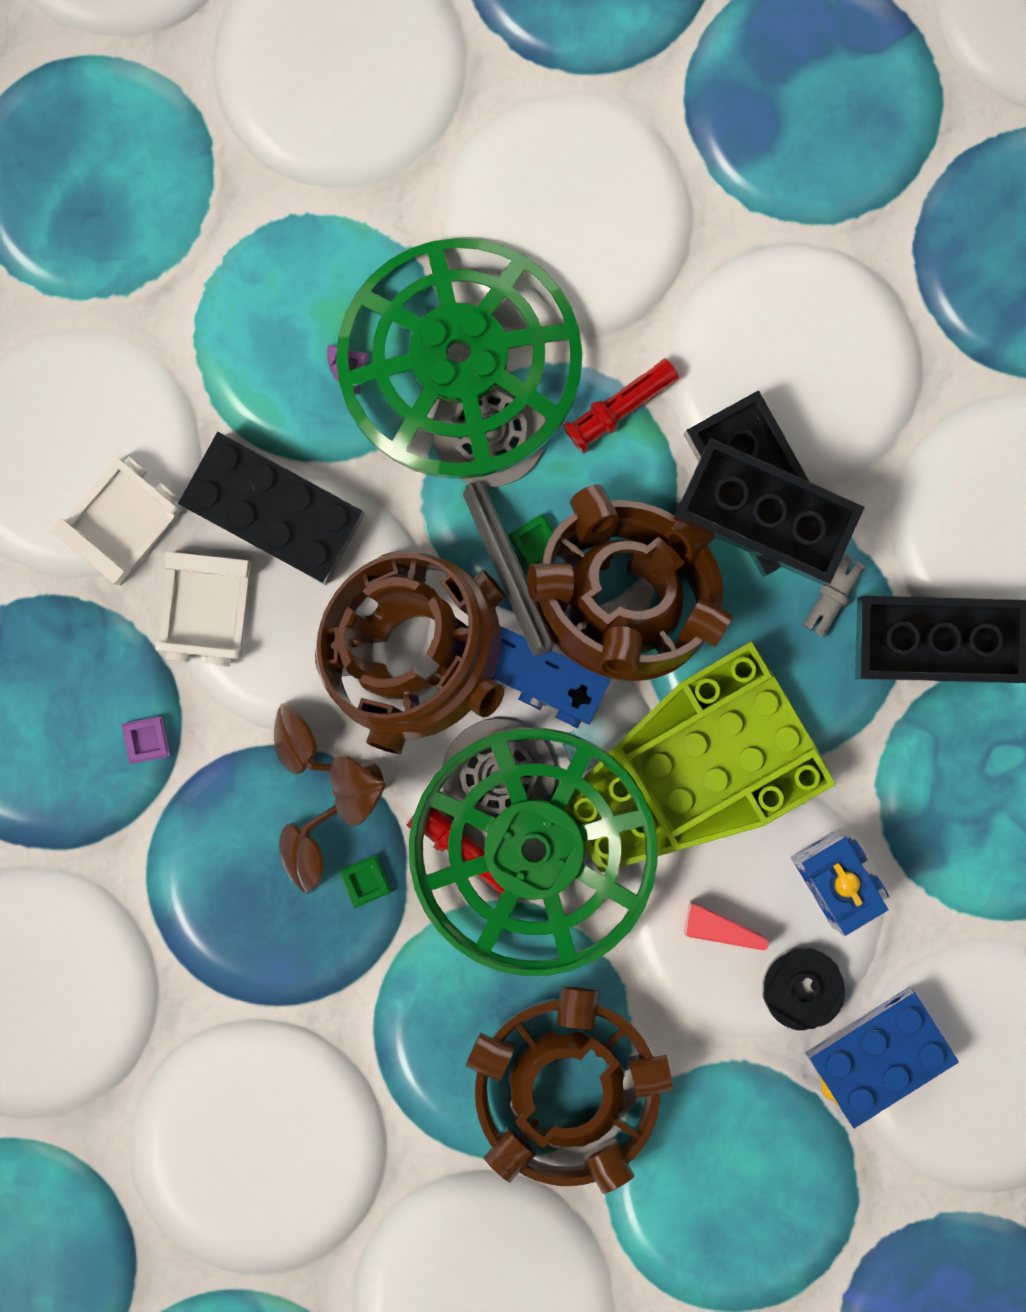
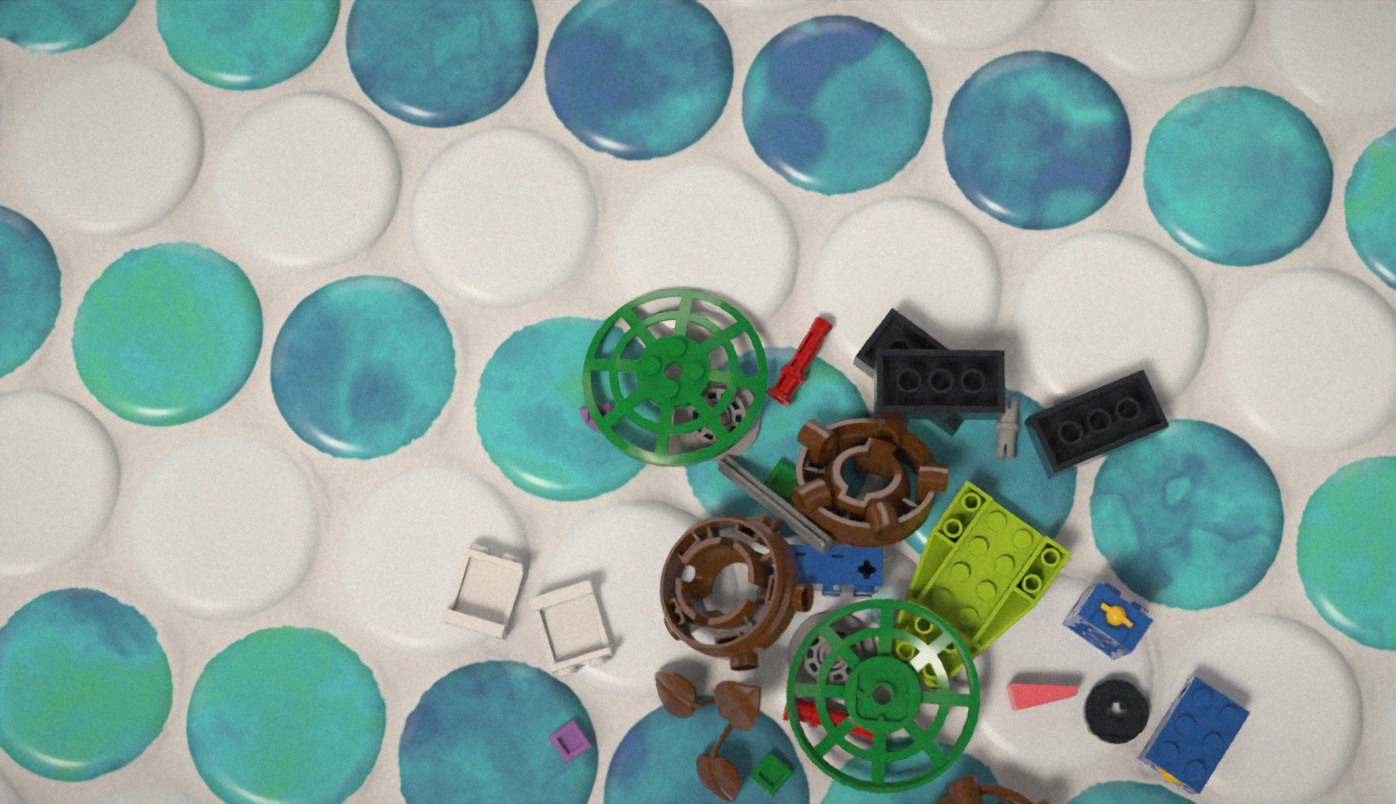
camera: 30 degrees left, 10 degrees down
(271, 508) = (589, 537): black brick -> none

